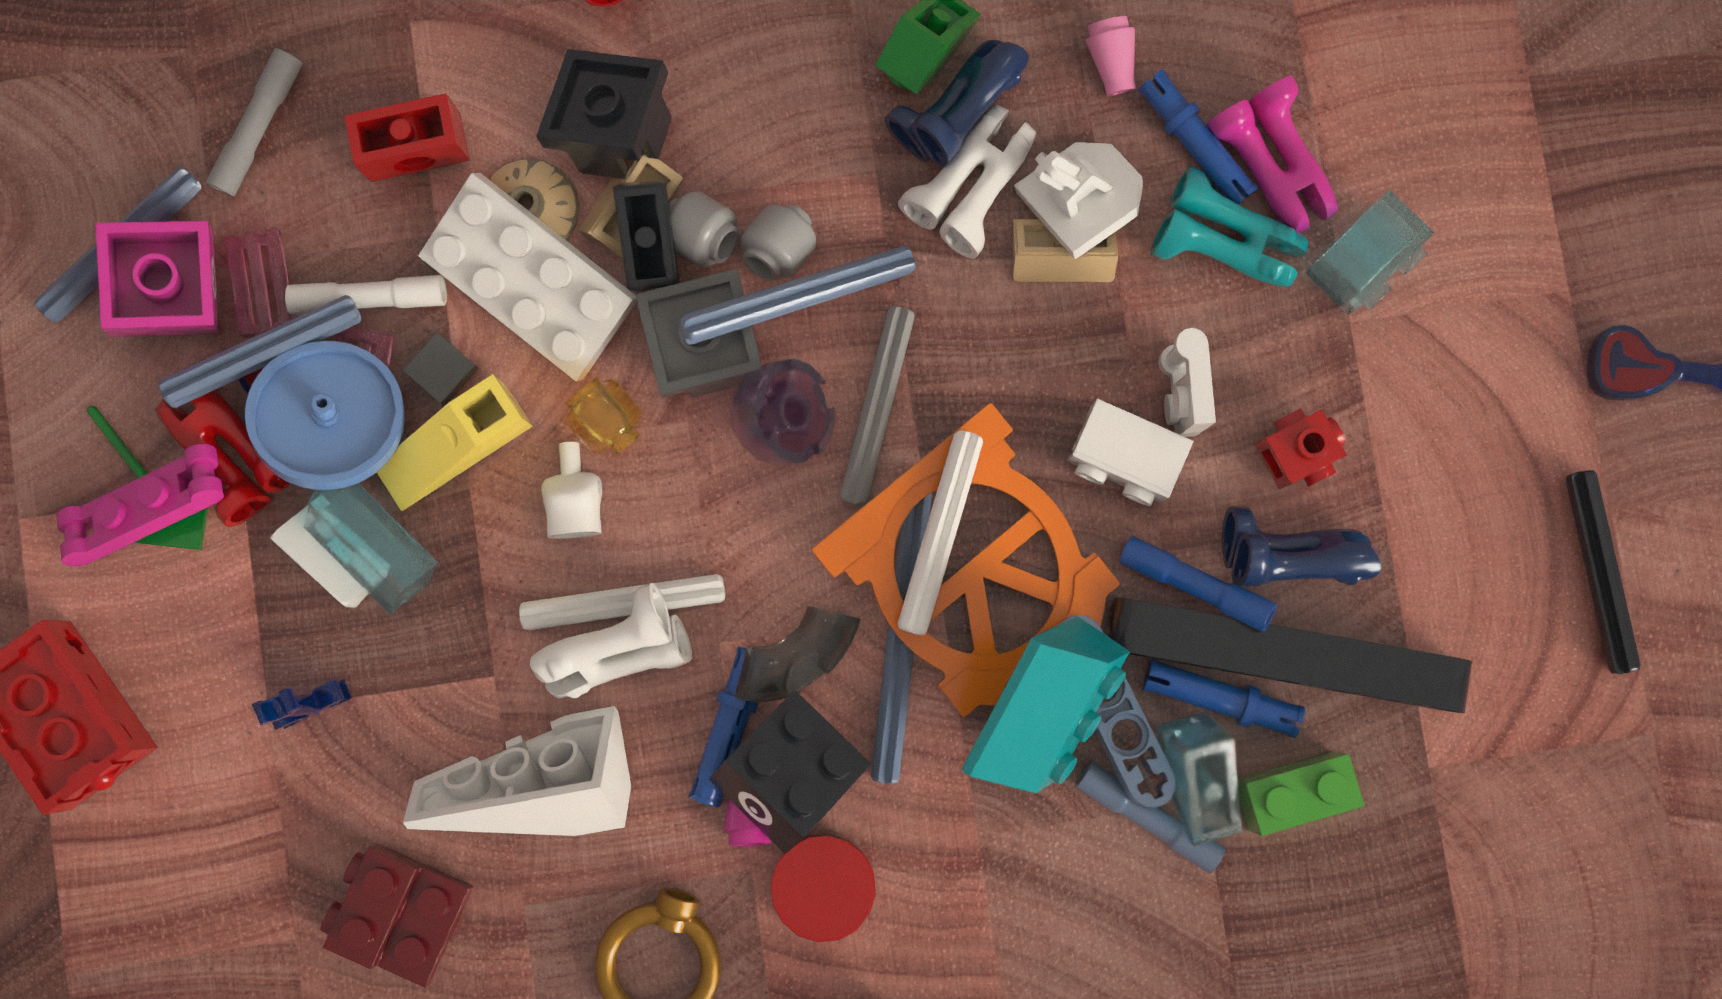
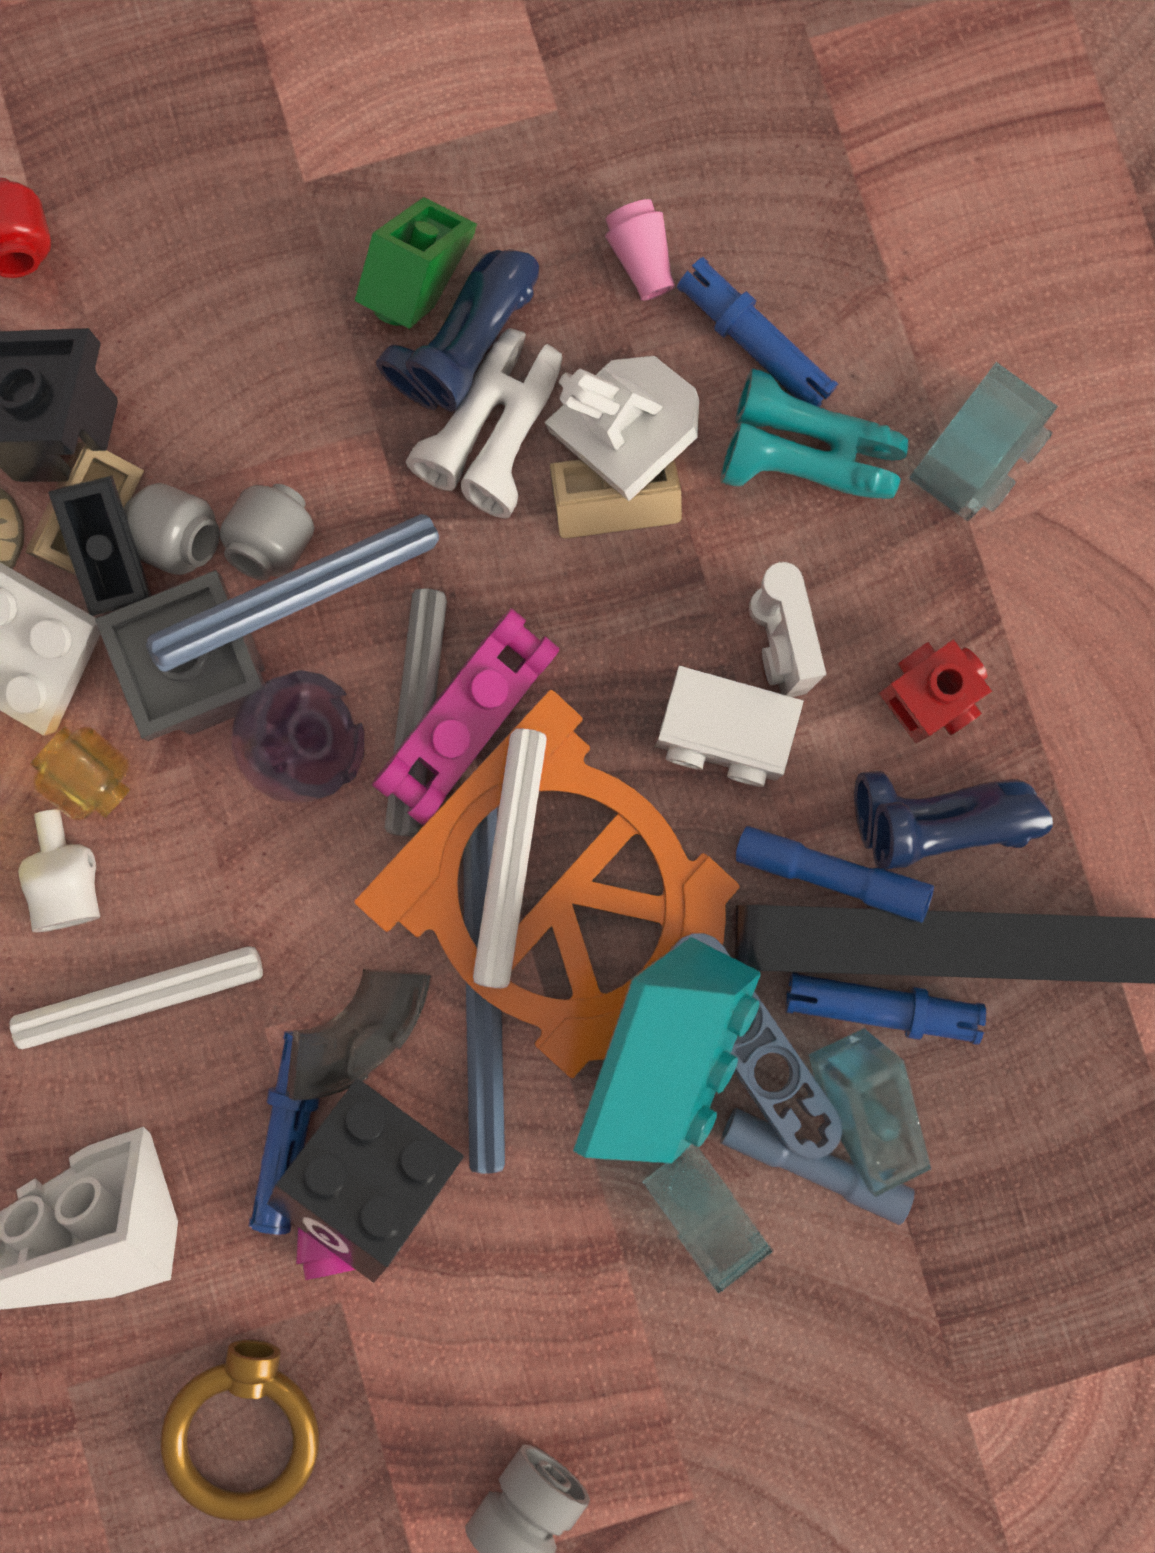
camera: 10 degrees left, 0 degrees up
(637, 644) = (158, 1047): white piece -> none
(823, 888) = (430, 1313): red tile -> none
(918, 414) = (465, 716): none -> dark pink plate
(1058, 842) = (708, 1218): none -> clear light blue brick
(1299, 793) = (993, 1111): bright green brick -> none
(1303, 173) = (841, 288): dark pink piece -> none

